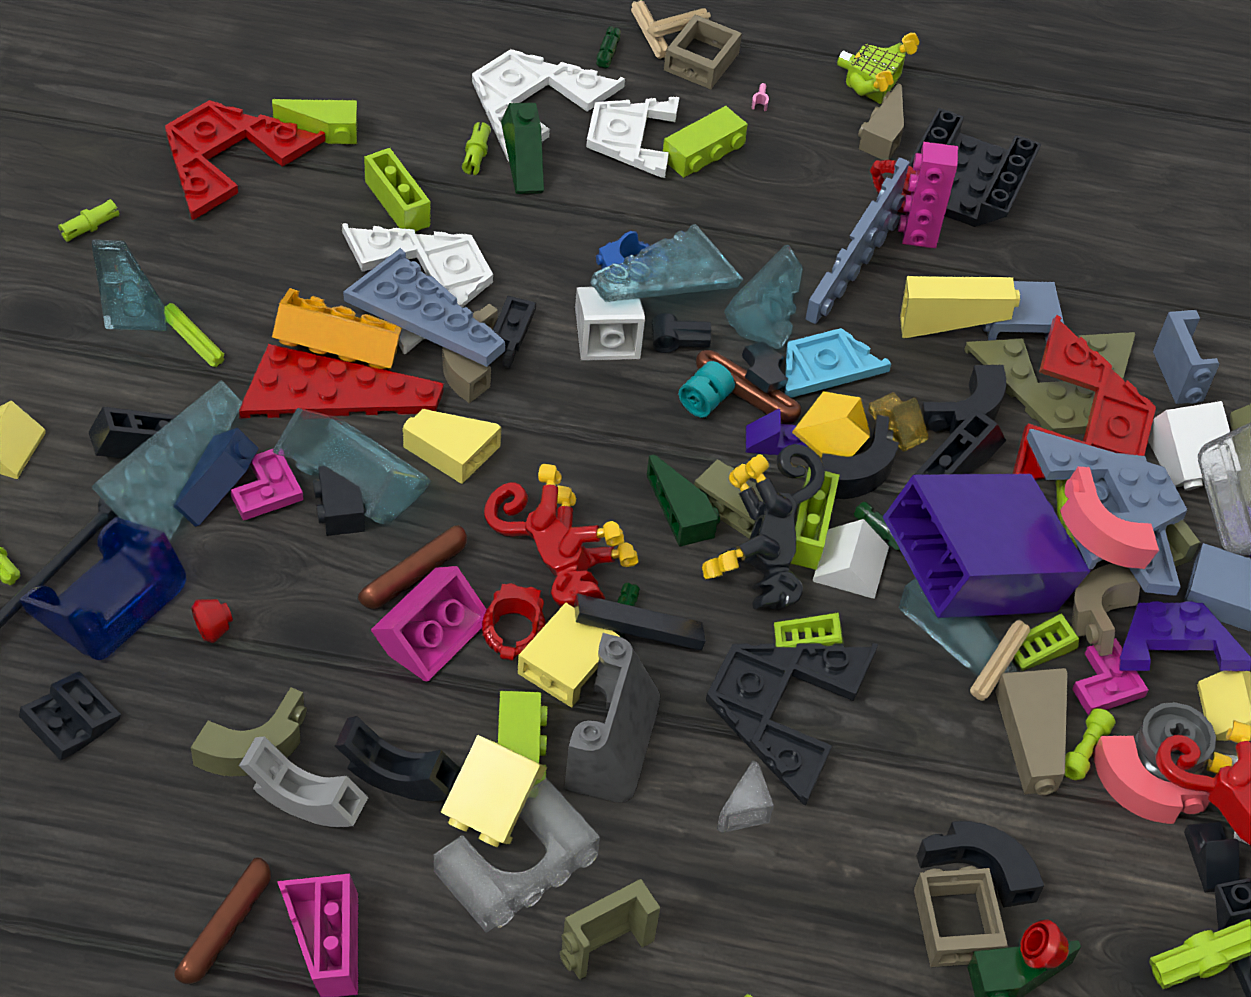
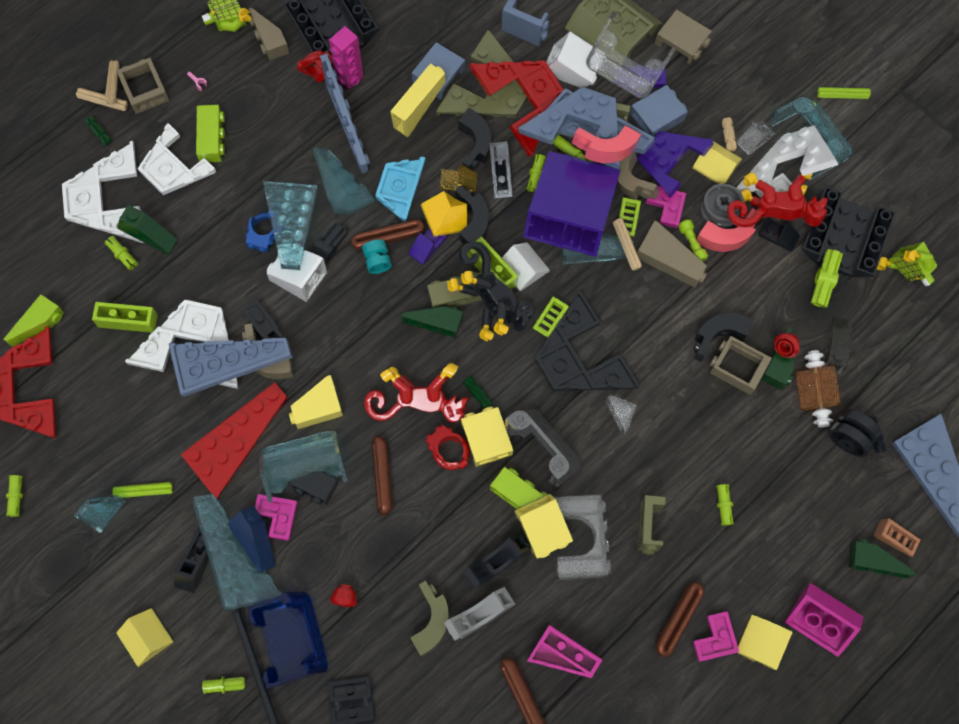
camera: 50 degrees left, 20 degrees up
(336, 331) = (202, 415): light orange wedge -> none
(431, 622) = (422, 489): dark pink slope -> none
(639, 622) = (494, 391): black tile -> none
(764, 367) = (379, 216): black tile -> none
(876, 521) = (510, 237): dark green axle -> none

